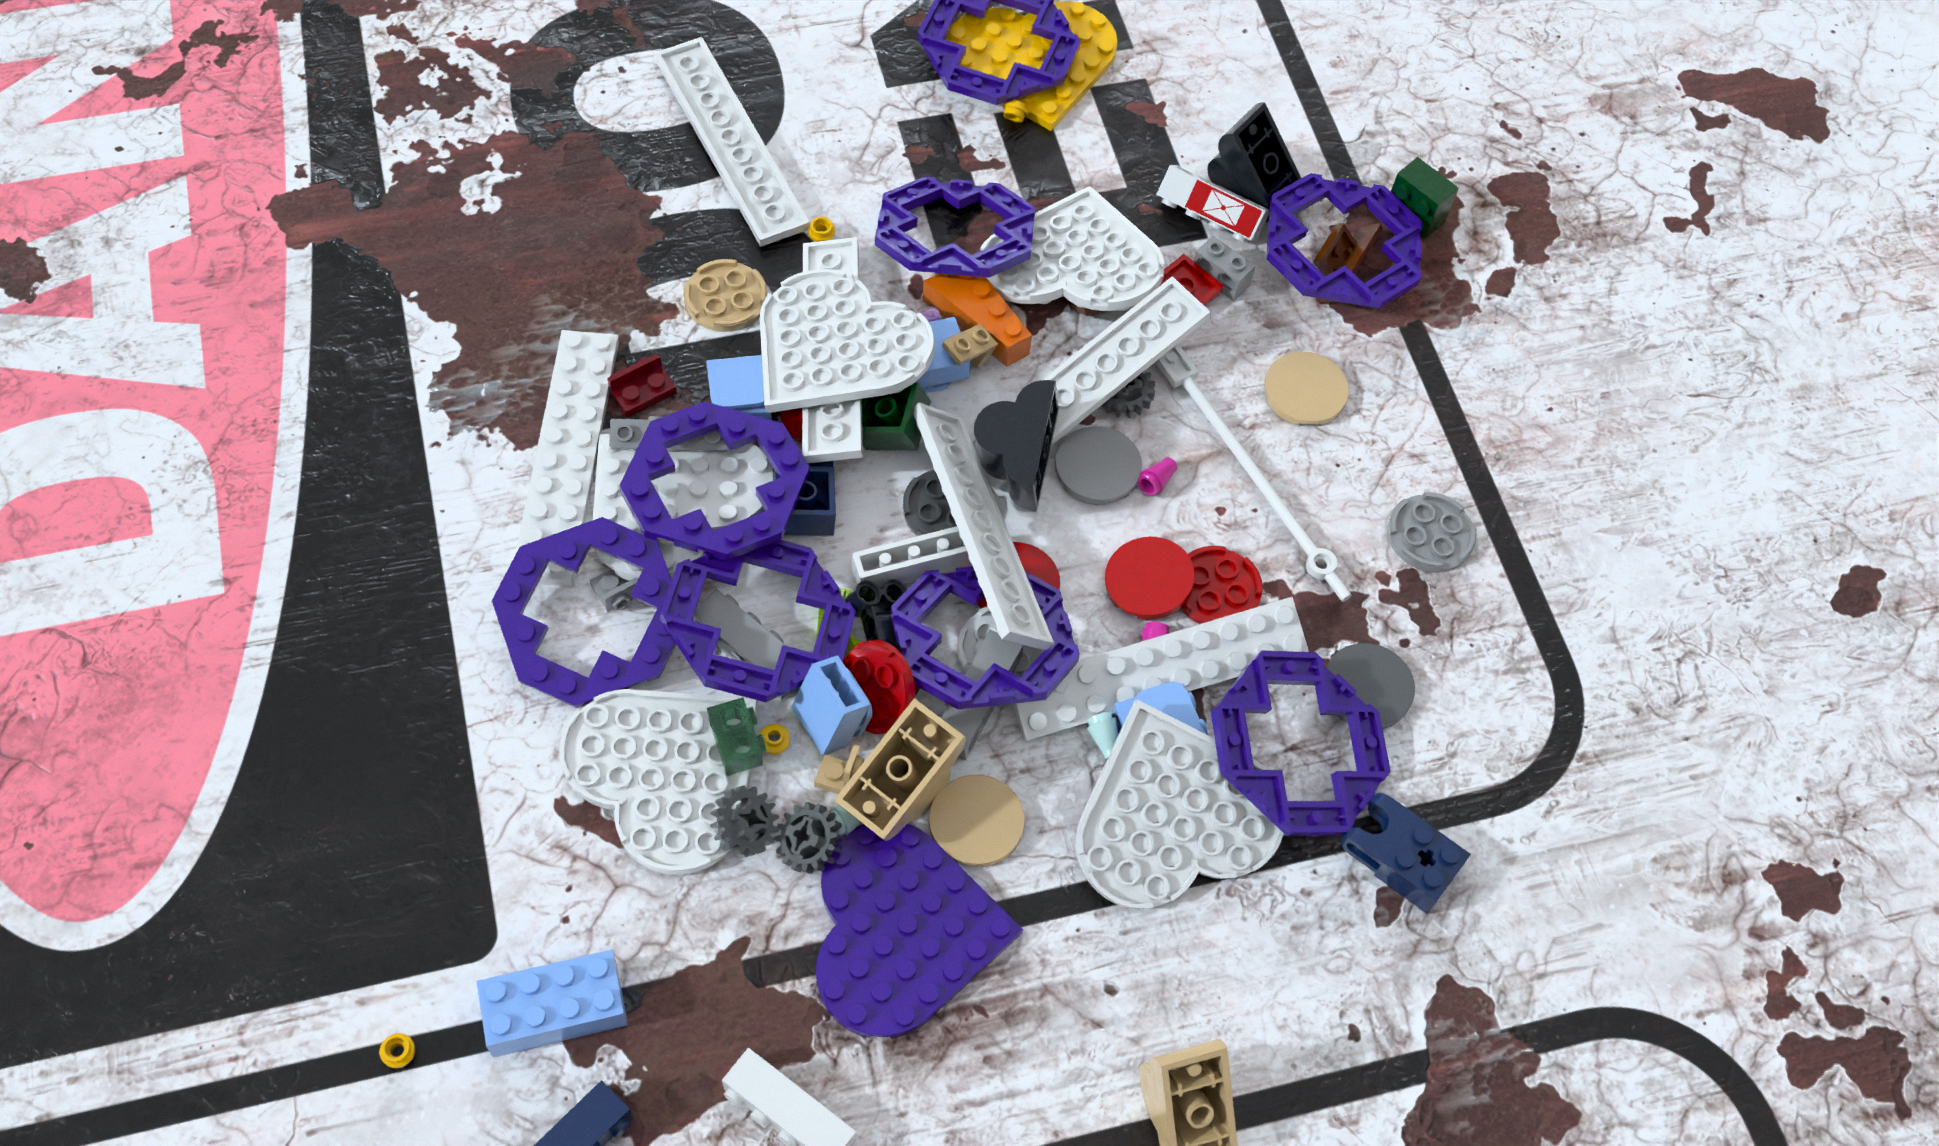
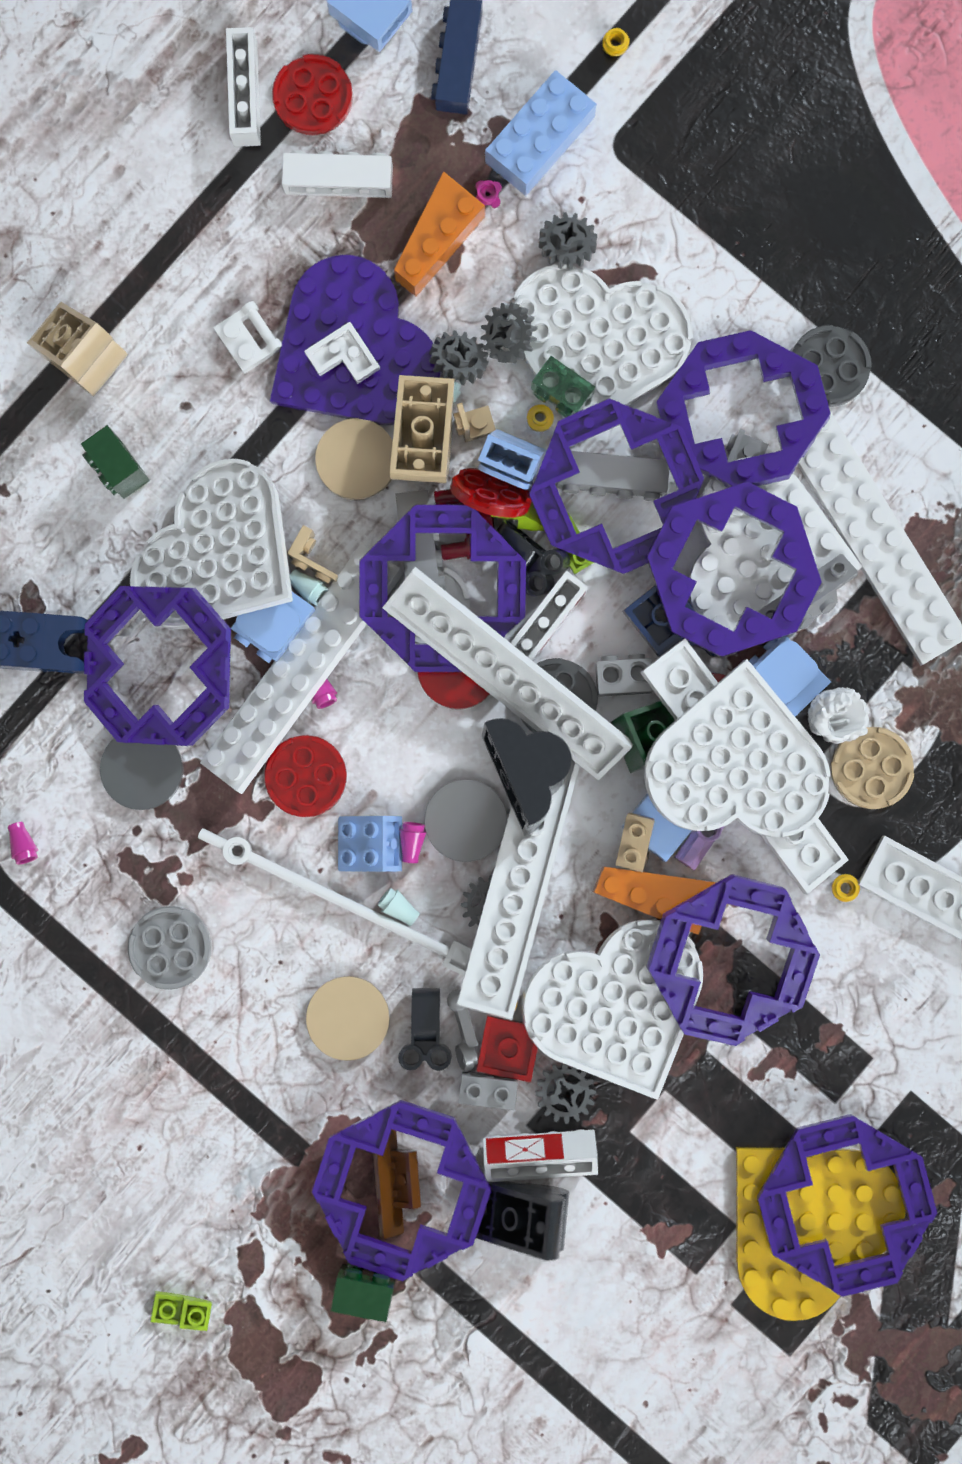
camera: 155 degrees right, 25 degrees up
(464, 611) = (841, 360): none -> dark grey tile
(604, 883) = (556, 234): none -> dark grey gear
(640, 385) = (866, 632): dark red bracket -> none
(652, 975) = (493, 188): none -> dark pink plate
(724, 334) = (838, 715): none -> white hair
(735, 972) = (441, 230): none -> orange wedge
(878, 475) = (625, 683): none -> light grey brick
(914, 919) = (346, 347): none -> white plate
(1011, 1010) = (241, 343): none -> white plate
(1015, 111) = (778, 1139): yellow plate -> none
(1082, 773) = (304, 544): none -> tan bracket
(1149, 577) = (359, 741): red tile -> none
(1173, 230) = (553, 1097): none -> dark grey gear
(1199, 495) = (369, 843): none -> light blue bracket
(1206, 438) = (397, 906): none -> light aqua cone
(1222, 306) = (465, 1050): none -> light grey piece
(1223, 962) = (111, 457): none -> dark green brick
(1249, 334) = (425, 1029): none -> black piece
(1523, 691) = (21, 844): none -> dark pink cone
(1577, 278) = (181, 1310): none -> lime slope

